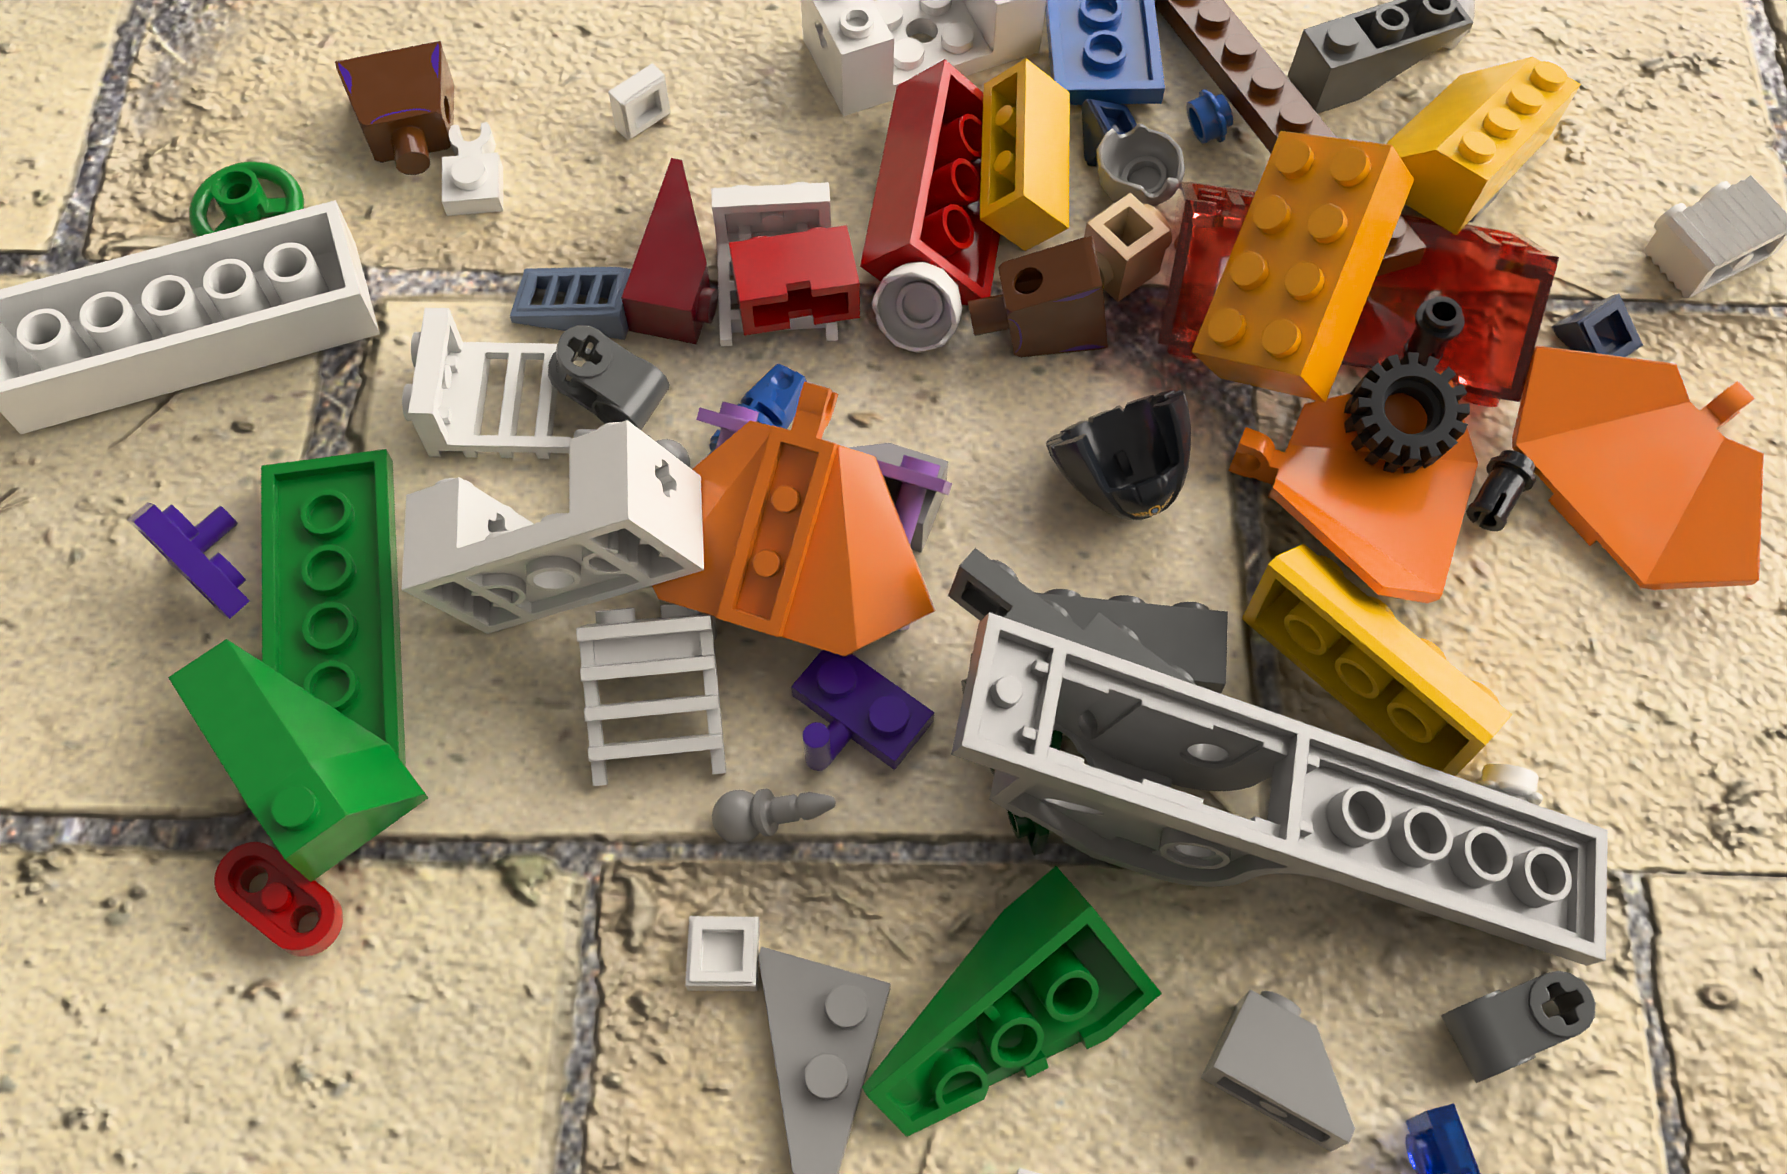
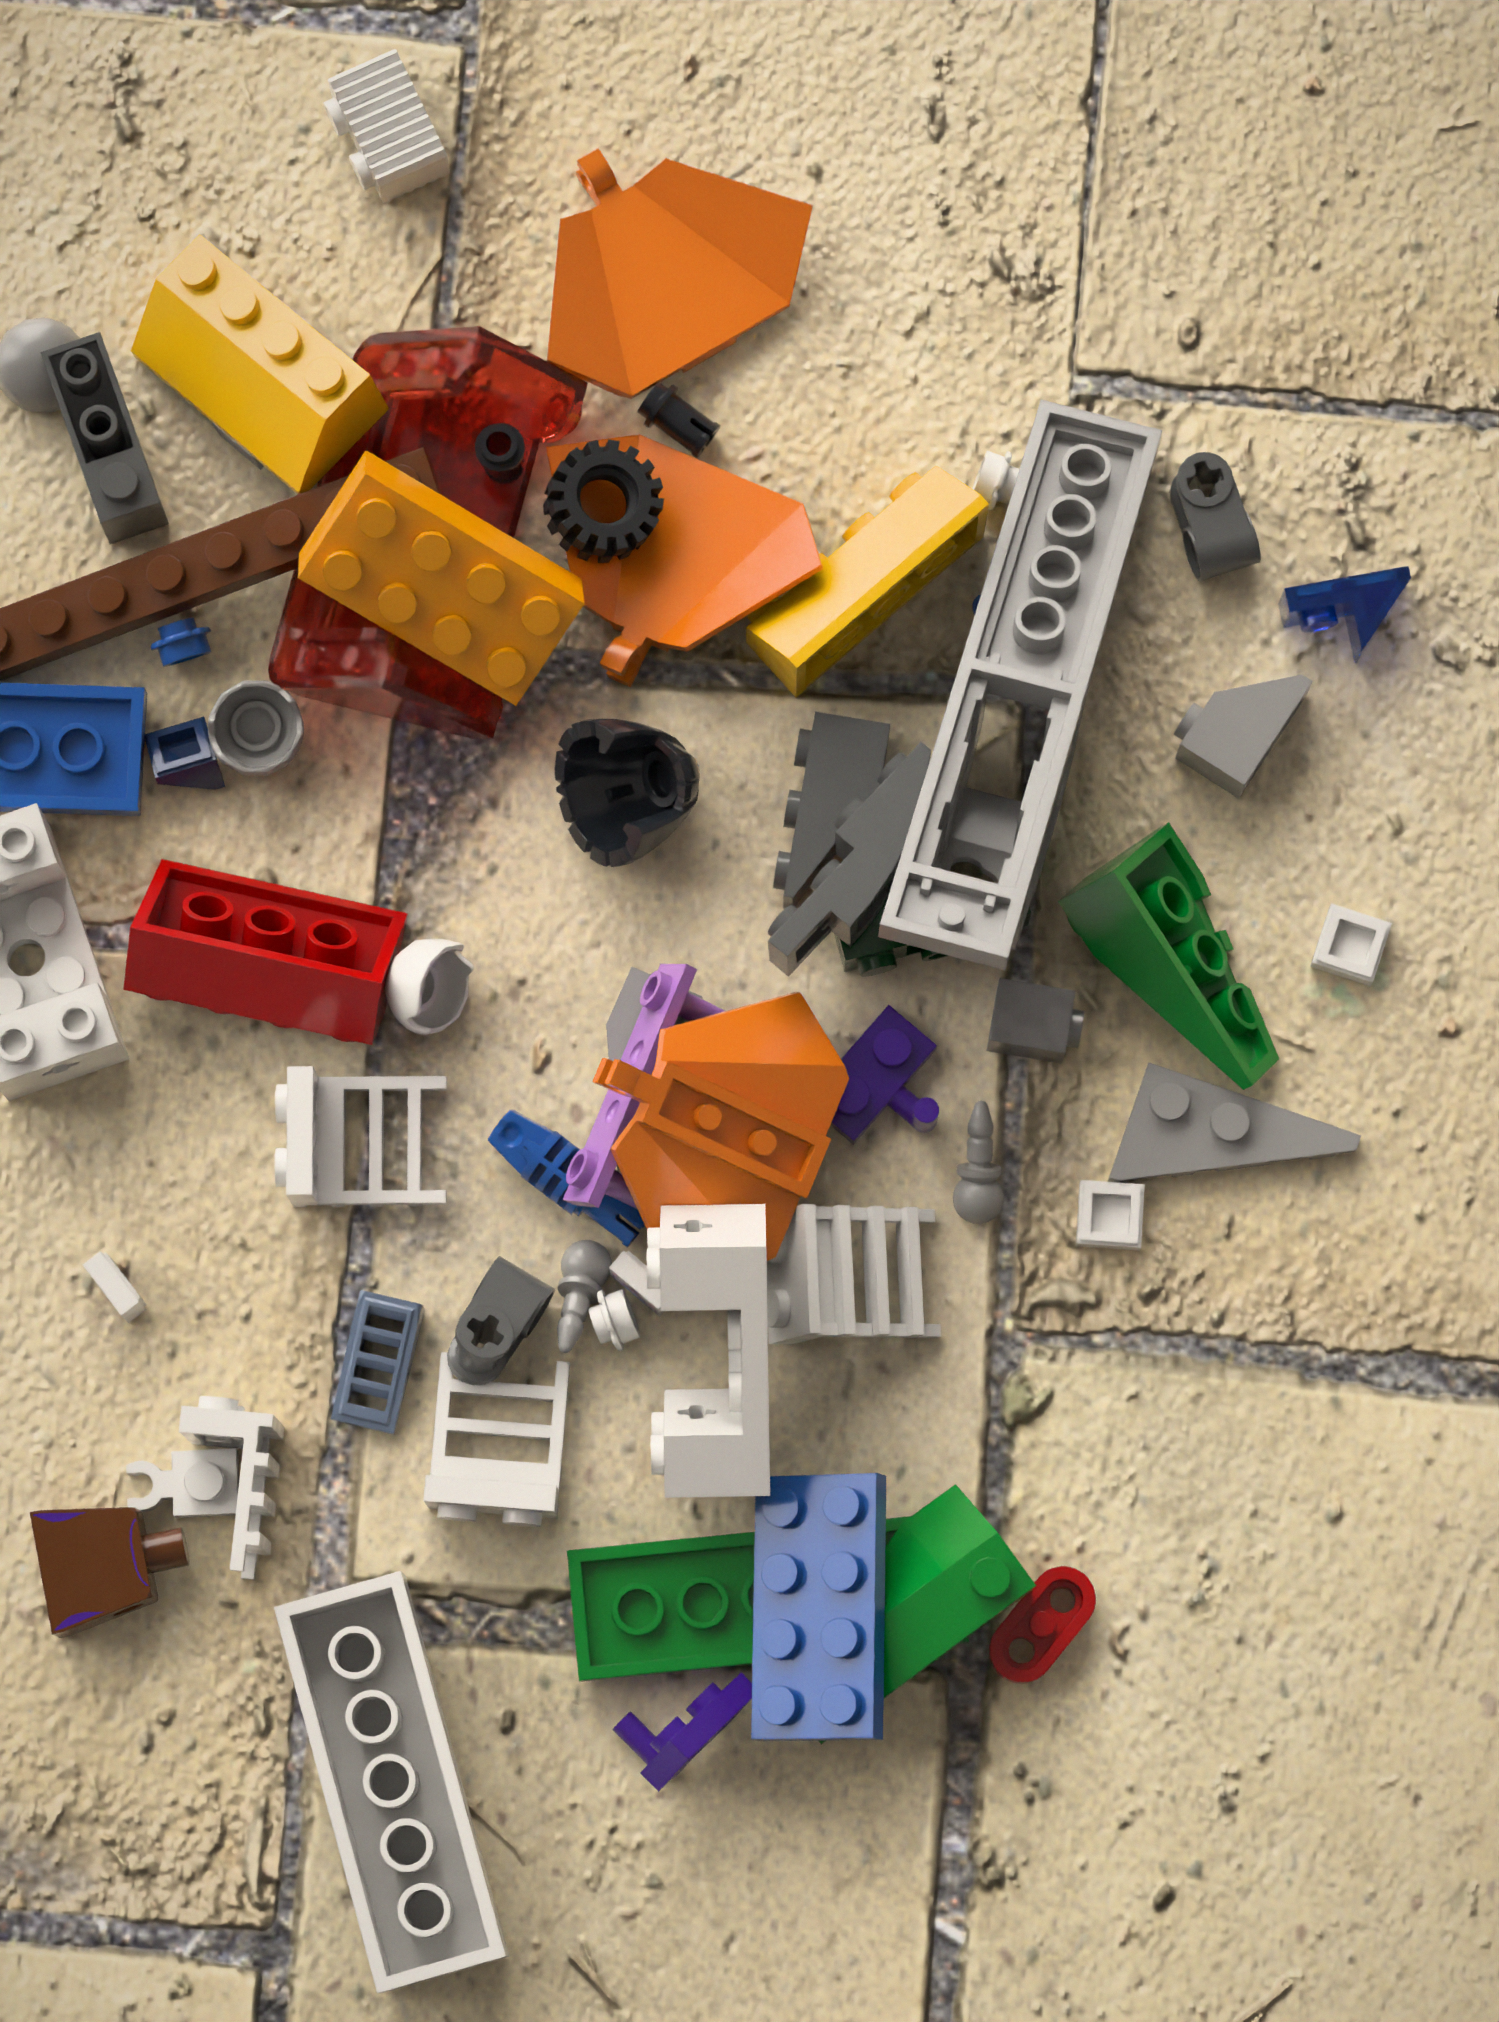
camera: 85 degrees left, 15 degrees up
(242, 196) = (177, 1765): green piece -> none
(293, 659) = (819, 1608): none -> plate
(491, 180) = (225, 1424): none -> white plate
(670, 280) = (347, 1248): dark red slope -> none
(795, 278) = (386, 1096): red brick -> none
(926, 855) = (1034, 1021): none -> flat silver brick
(1025, 155) = (235, 853): yellow brick -> none
(1047, 302) = (434, 823): reddish brown torso -> none
(1128, 244) = (370, 758): tan brick -> none
(1600, 329) = (493, 277): dark blue slope -> none

